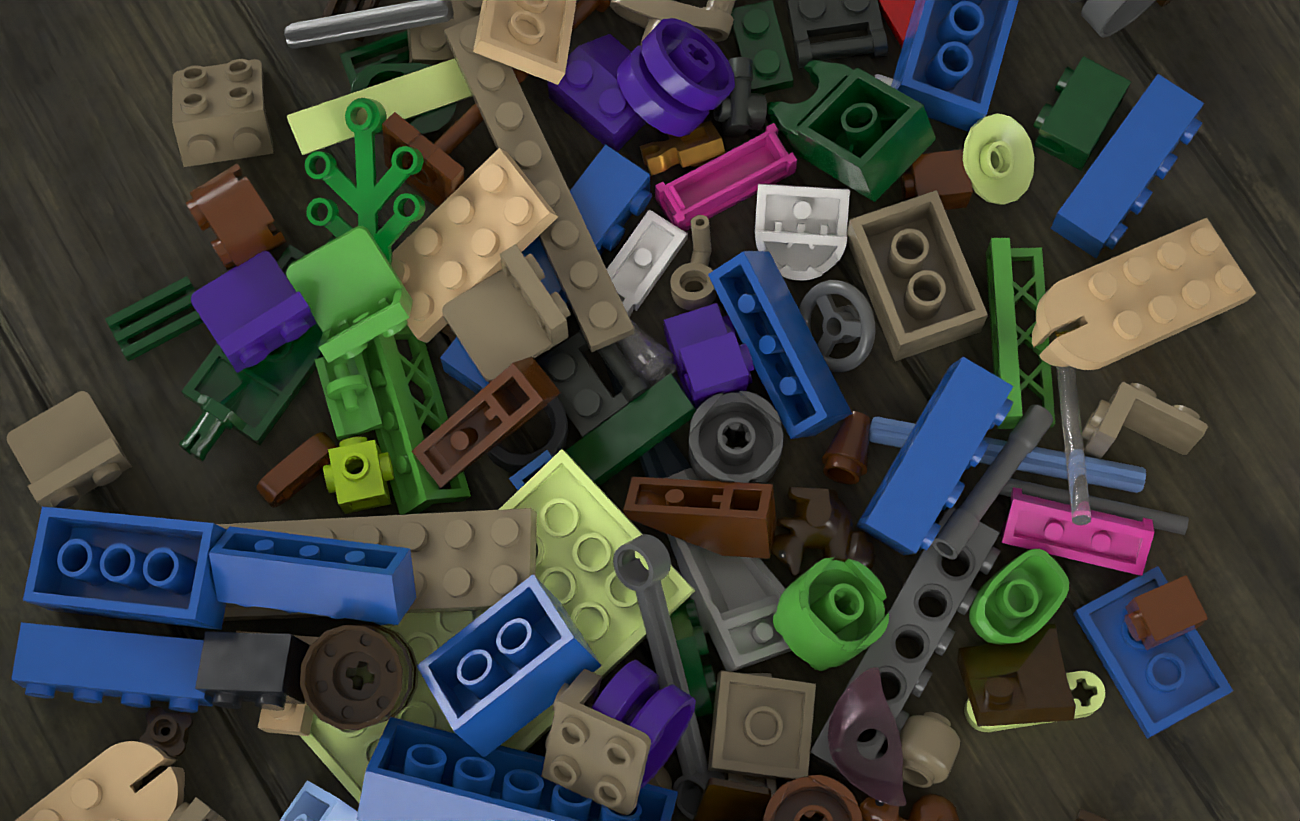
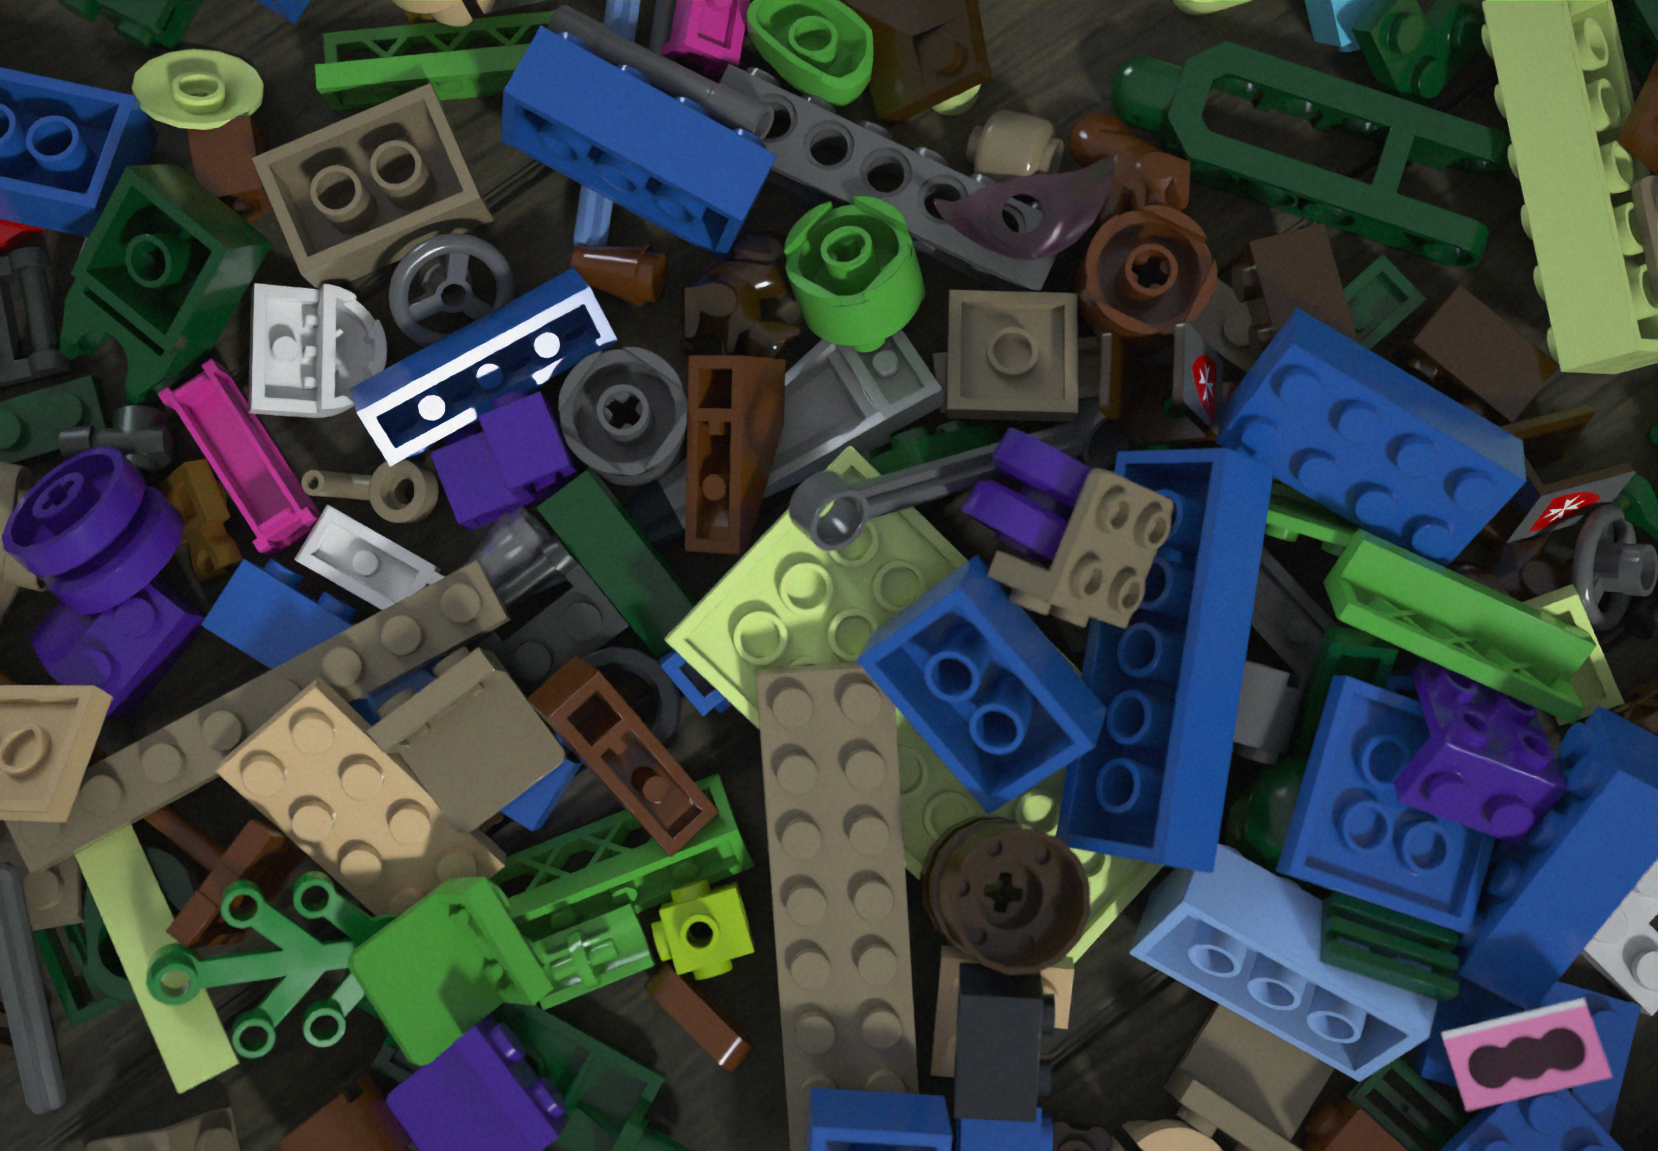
camera: 100 degrees left, 10 degrees up
(313, 575) = (873, 973): blue brick -> none

